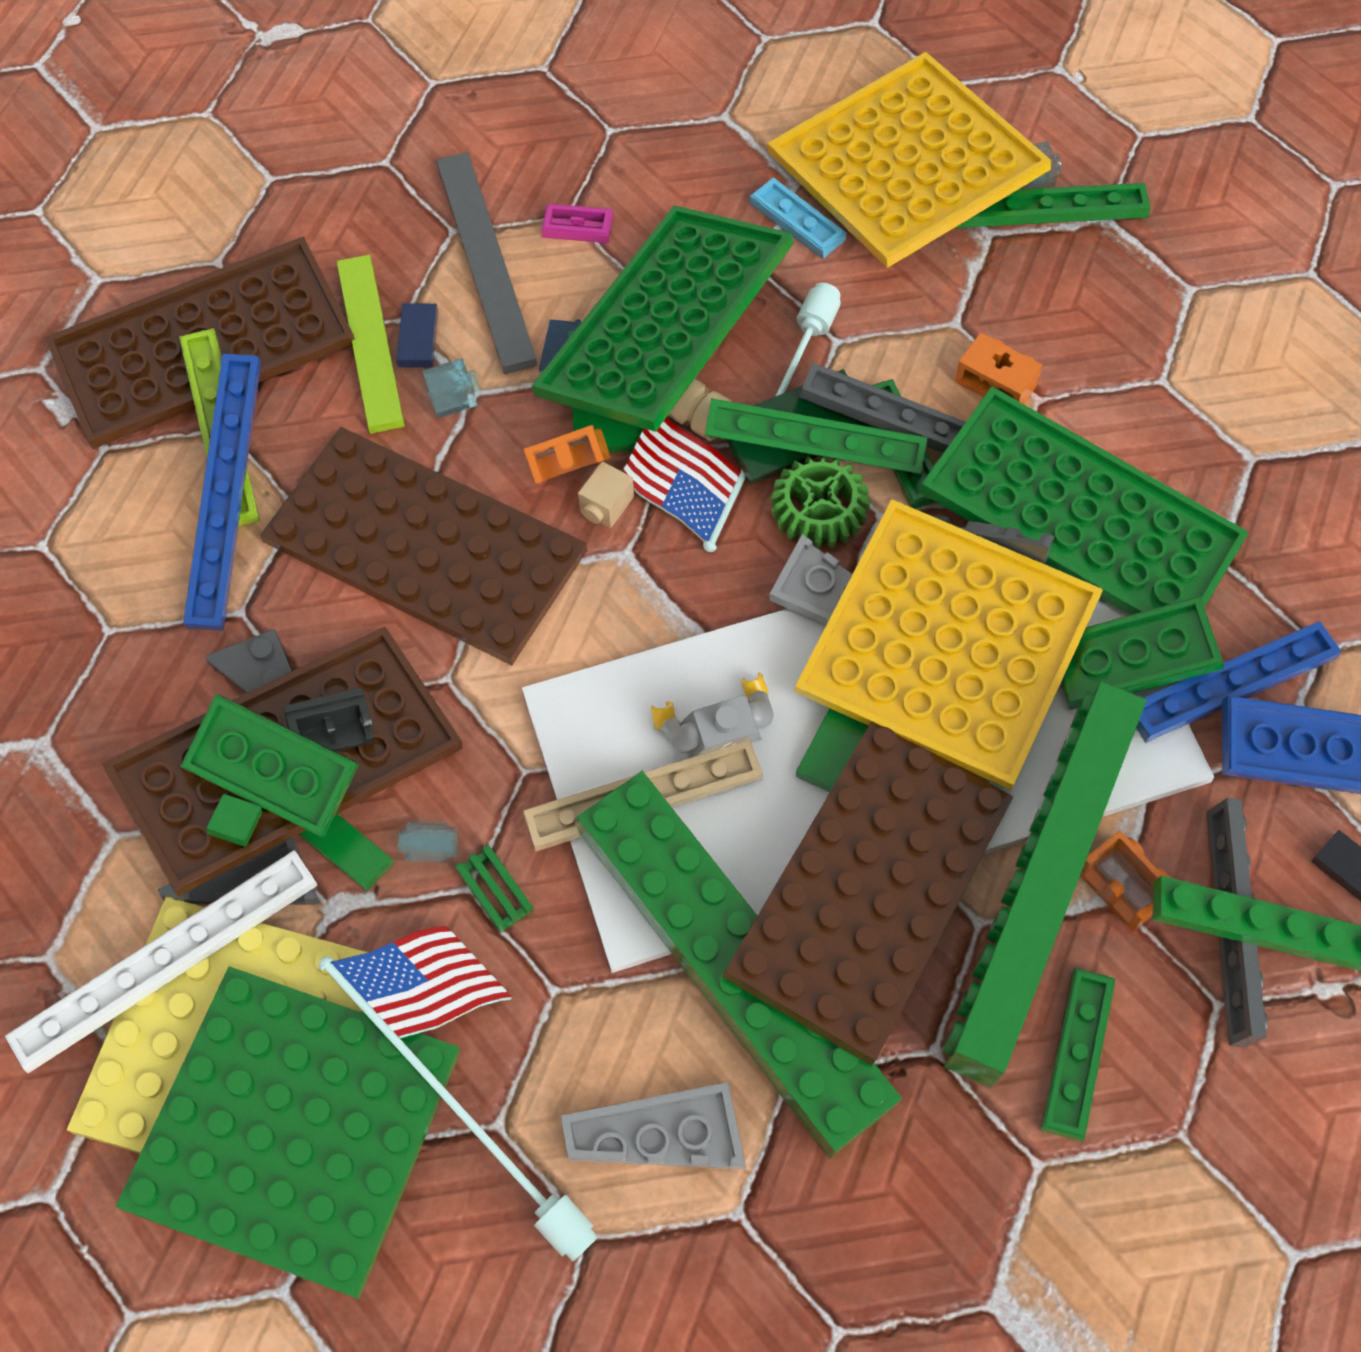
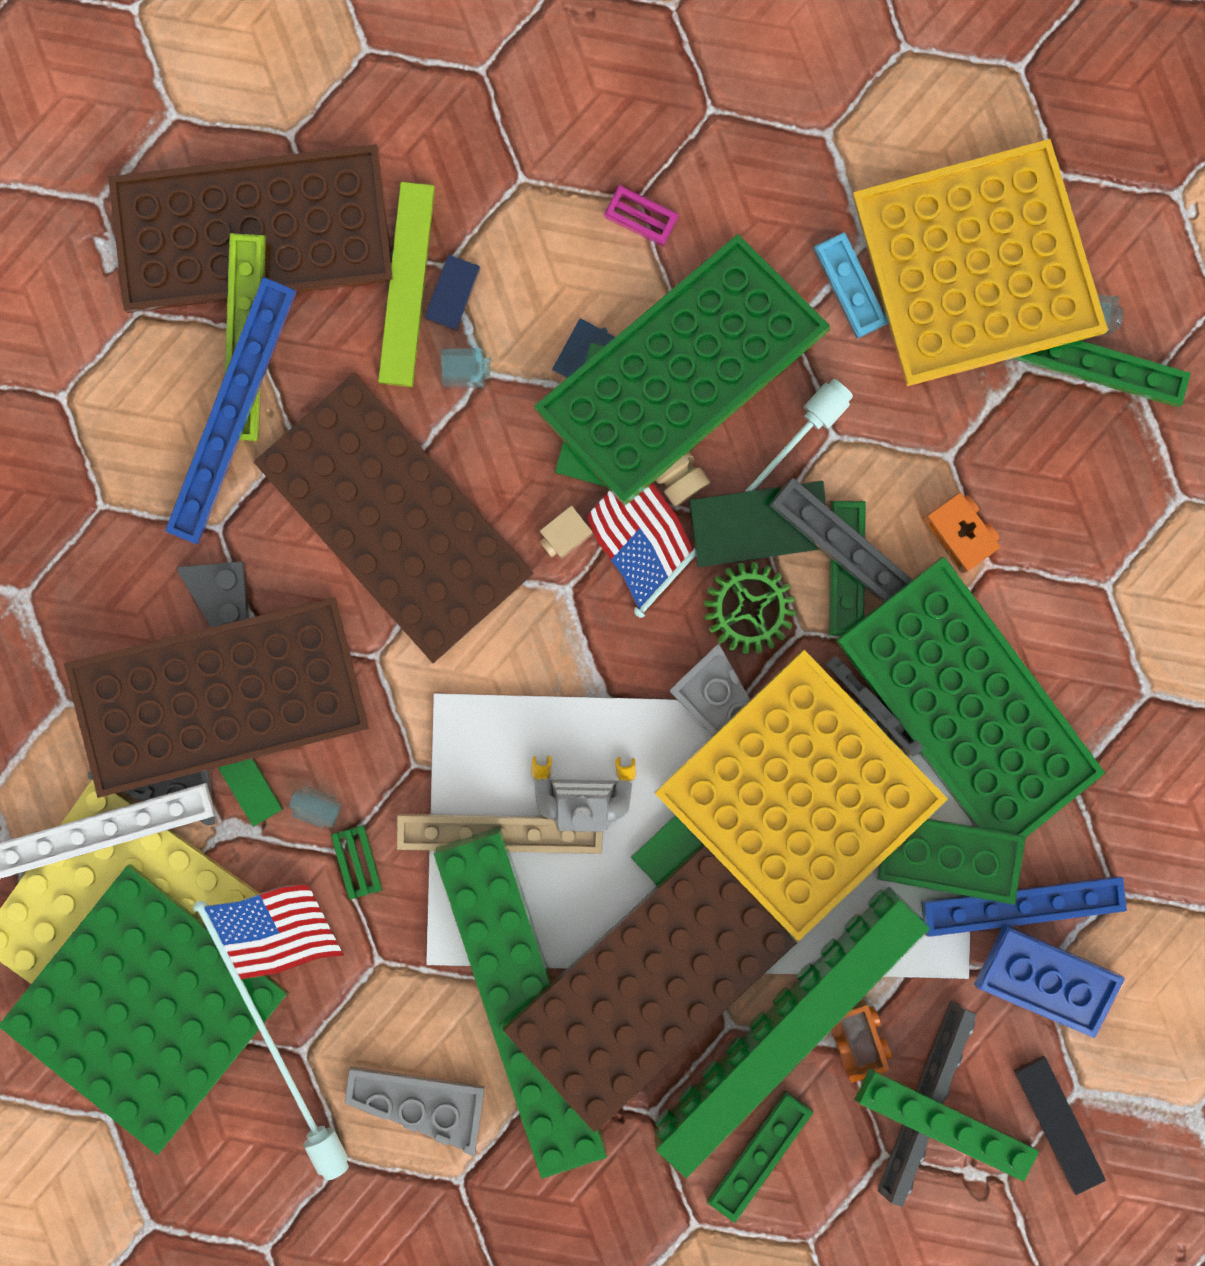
camera: 20 degrees right, 25 degrees up
(234, 820) = (159, 752): green tile -> none
(270, 765) = (199, 715): green tile -> none
(333, 720) = (259, 689): pearl dark grey hinge -> none
(486, 264) = (541, 228): dark grey tile -> none
(566, 453) = (544, 480): orange window -> none
(815, 436) = (767, 551): green plate -> none

